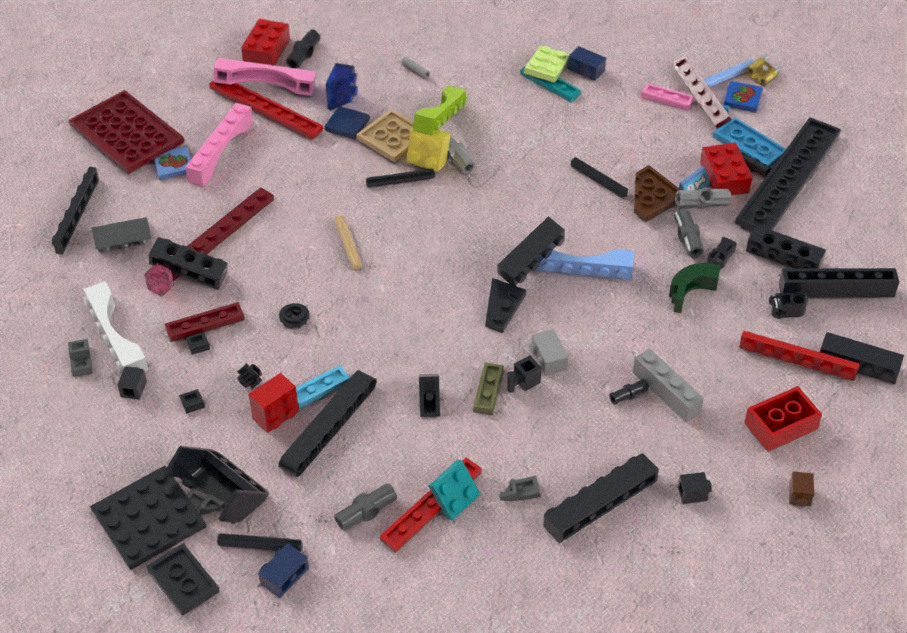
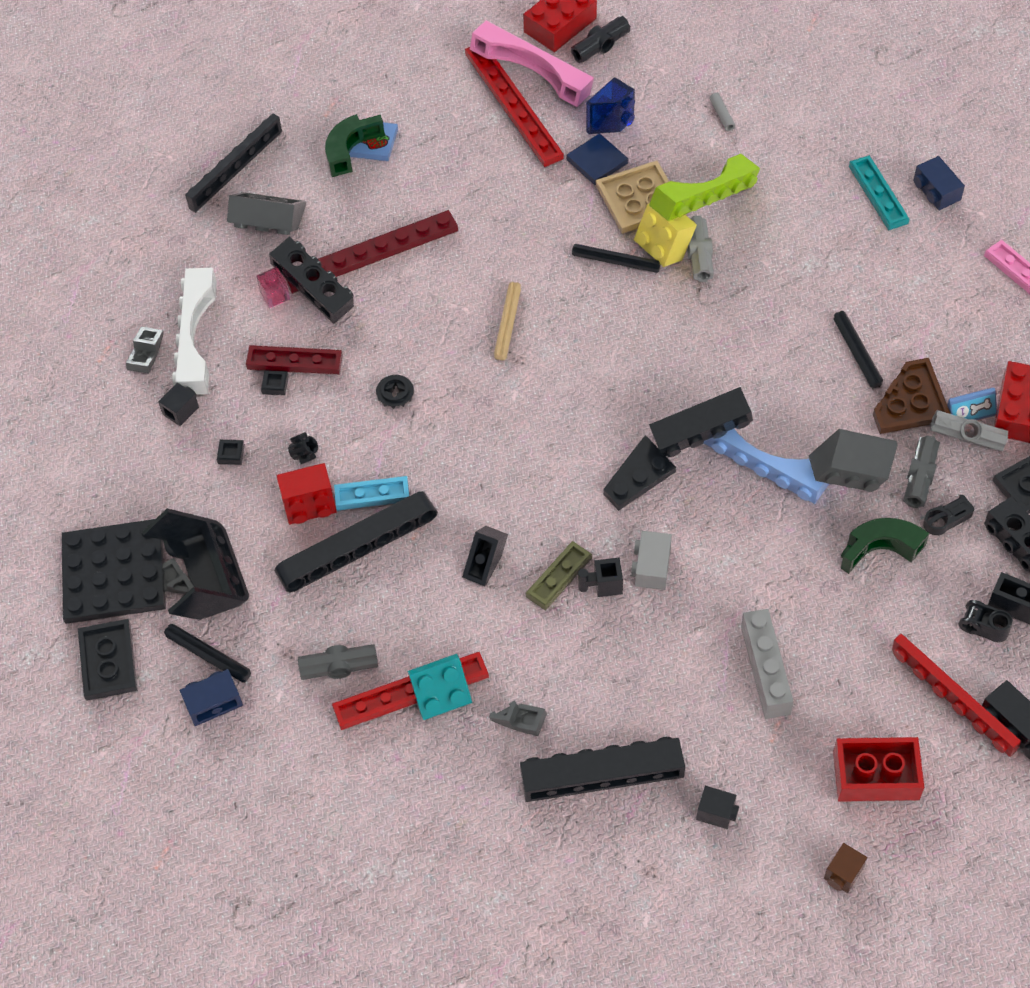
camera: 30 degrees right, 10 degrees up
(126, 131) = (340, 78): dark red plate -> none
(155, 163) = (346, 136): none -> dark green arch
(203, 163) = (400, 154): bright pink arch -> none
(547, 63) = (886, 165): yellowish green plate -> none
(629, 391) = (717, 651): black pin -> none
(646, 237) = (853, 460): none -> dark grey slope

